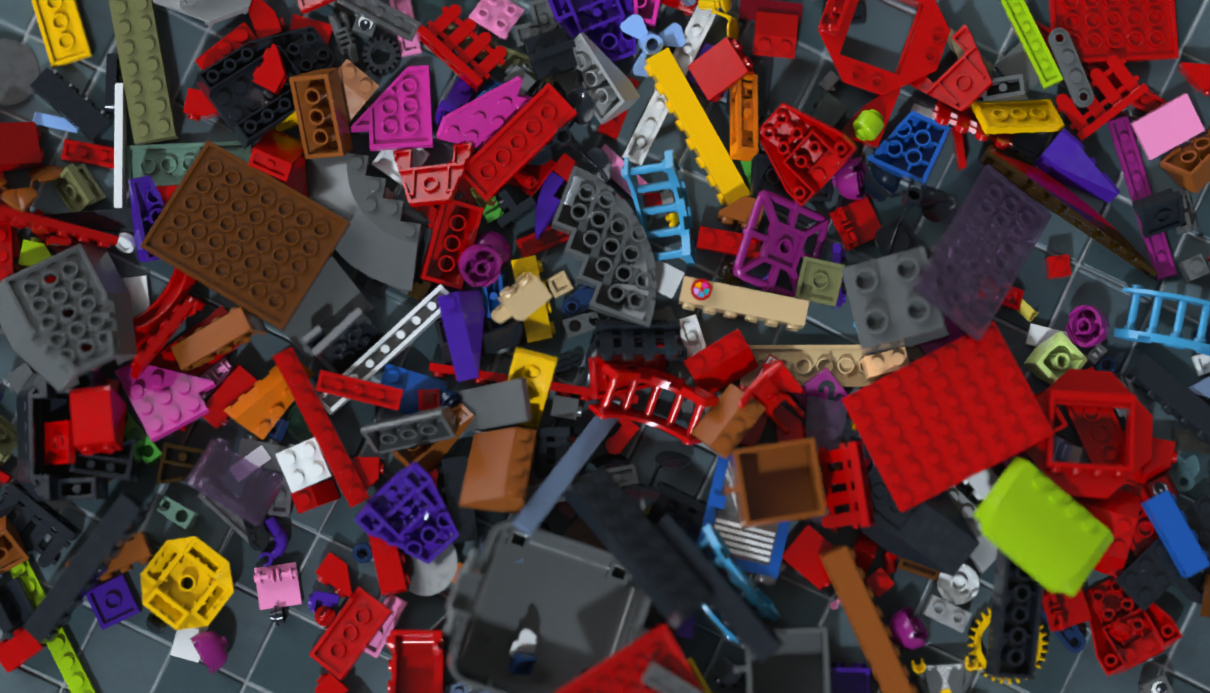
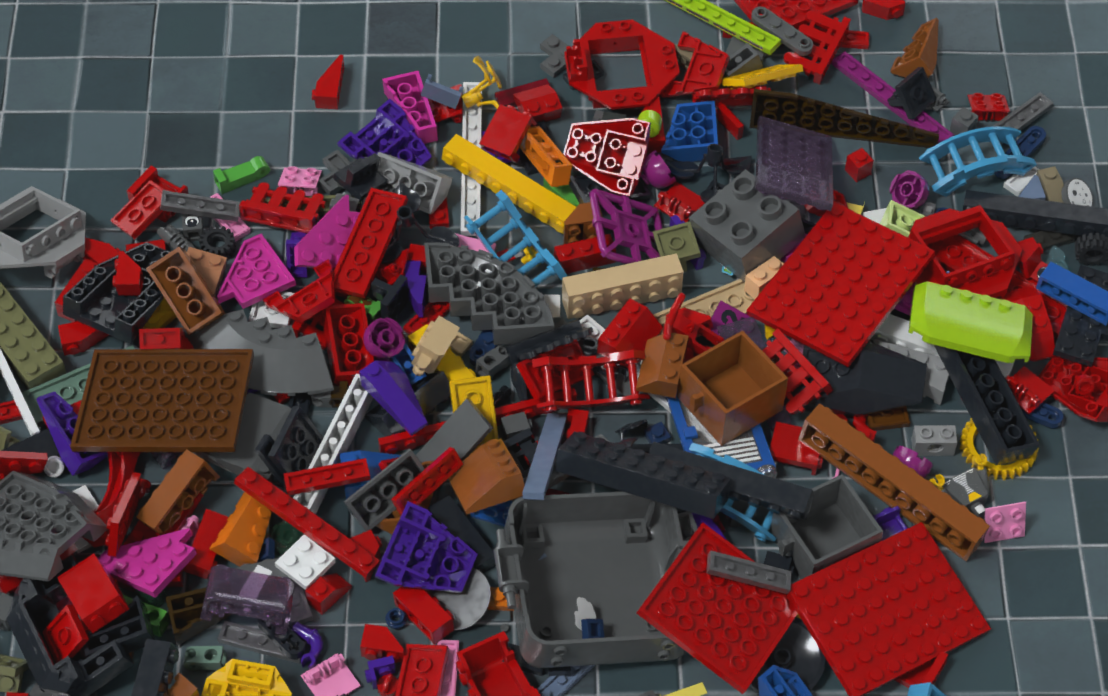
camera: 30 degrees left, 30 degrees down
(447, 442) = (428, 480): none -> red plate
(669, 36) = (422, 135): light blue piece -> none
(694, 476) = (657, 433): none -> dark blue plate
(701, 289) = (582, 279): red tile -> none
(961, 587) = (928, 413): white tile -> none
(1071, 165) = (822, 86): dark purple wedge -> none
(1167, 126) = (880, 45): bright pink tile -> none

